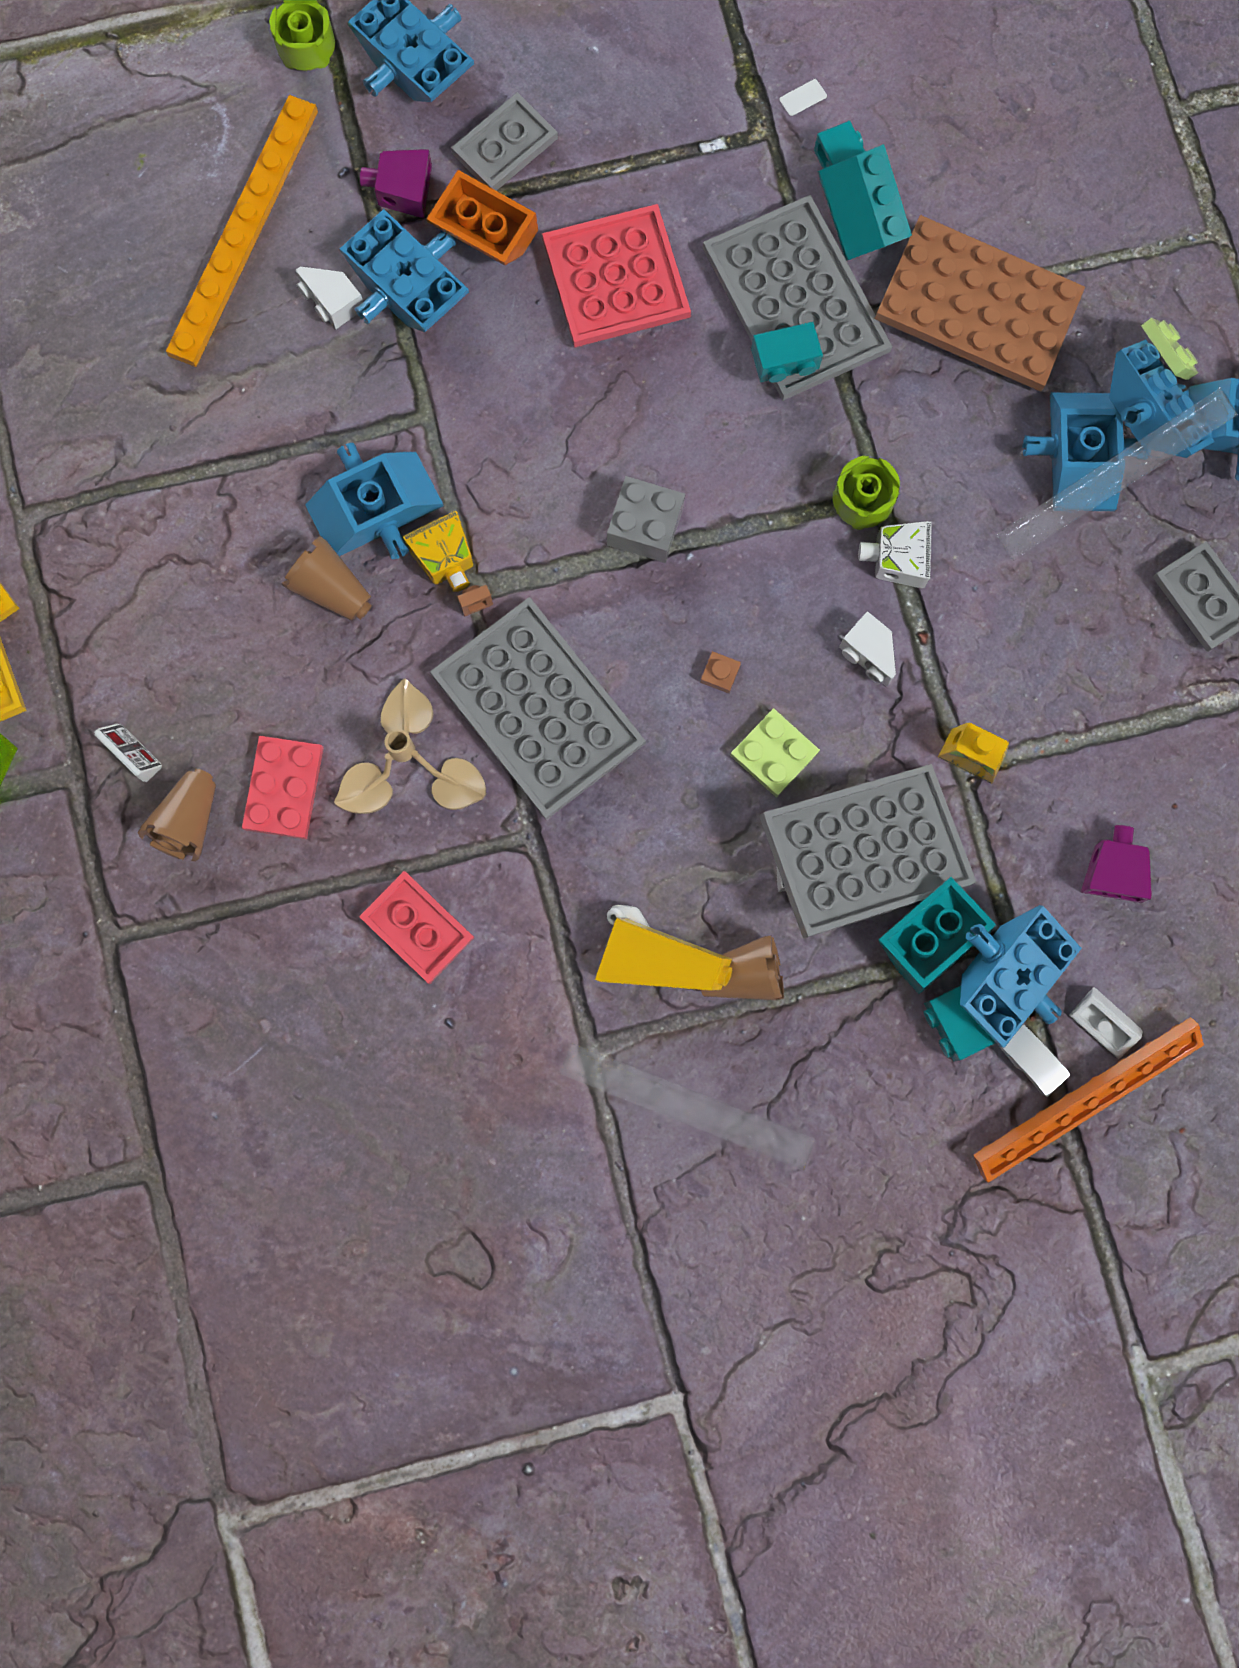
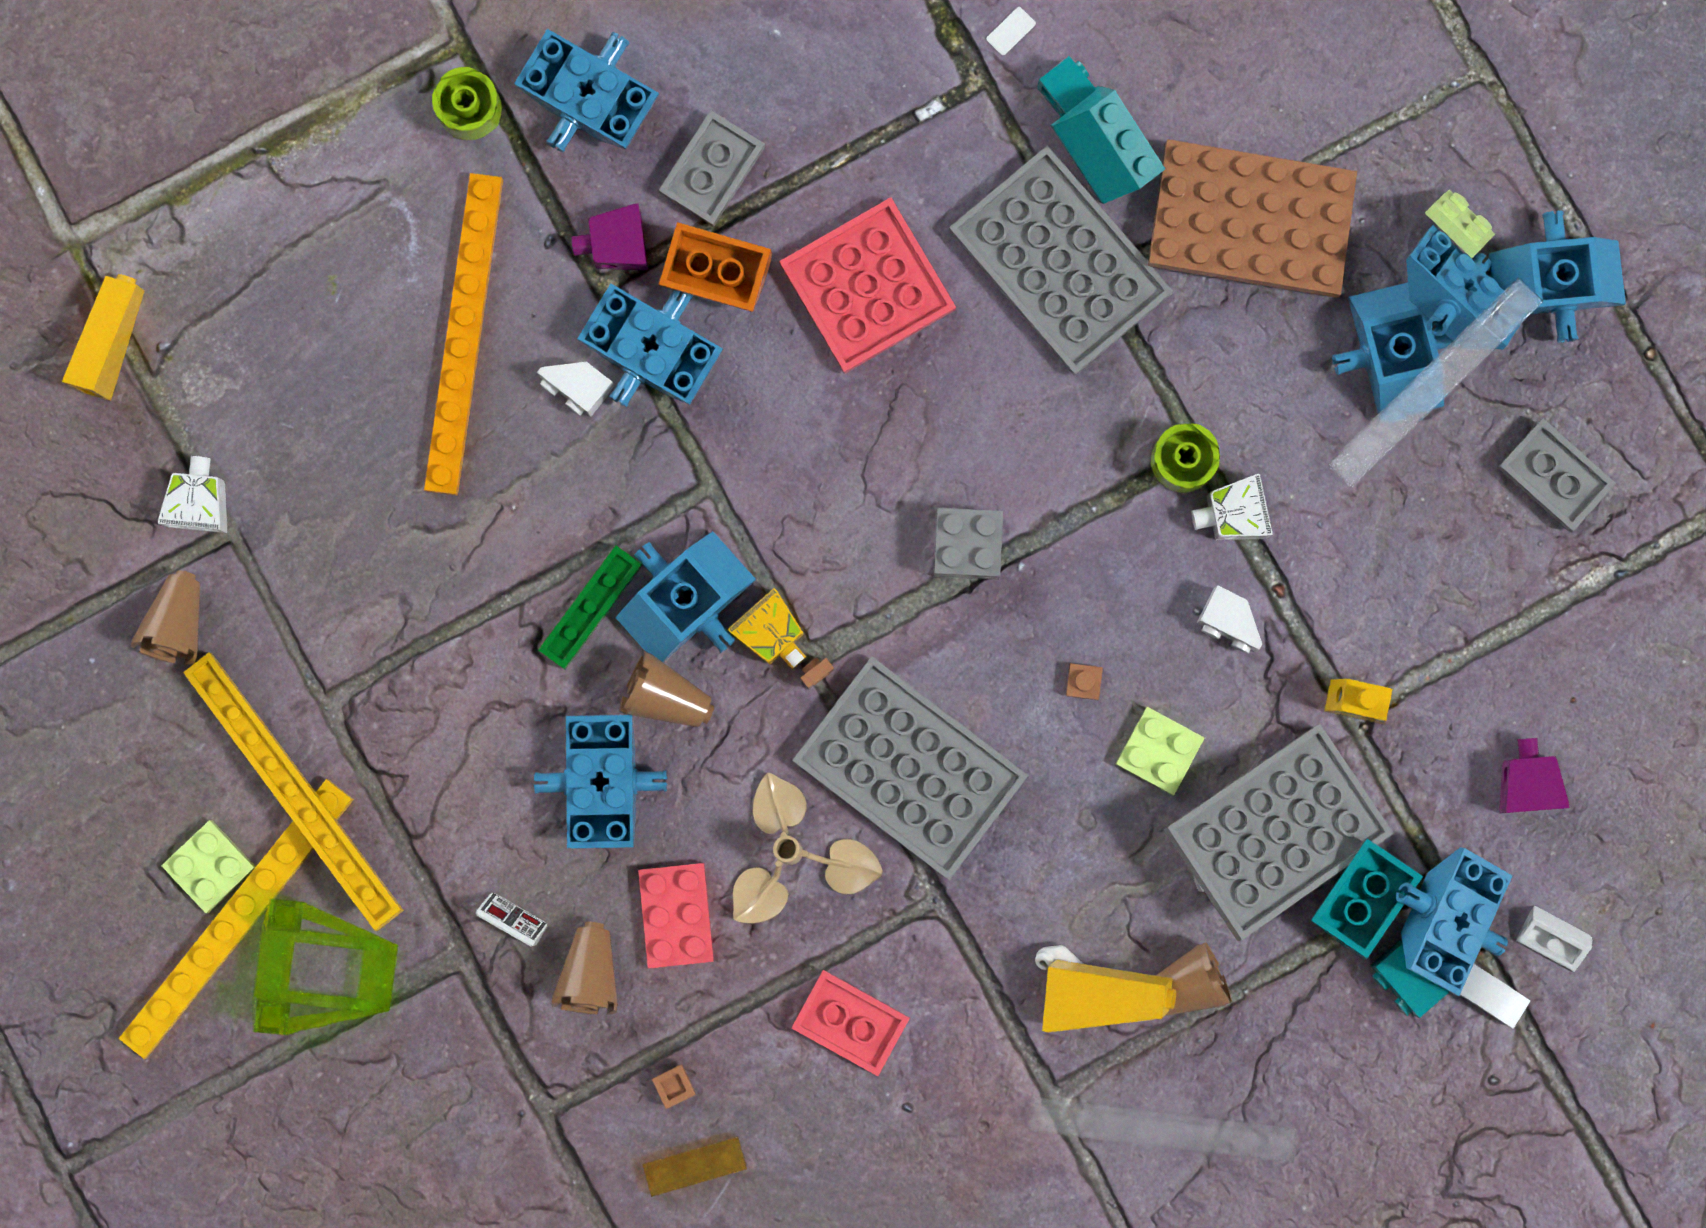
camera: 10 degrees left, 5 degrees up
(232, 1024) = (694, 1166): none -> clear yellow plate
(233, 943) = (674, 1086): none -> nougat plate
(248, 614) = (595, 747): none -> dark azure slope
(285, 490) = (590, 607): none -> green plate
(786, 352) = (1068, 332): teal brick -> none
(1088, 1099) = (1554, 1020): orange plate -> none

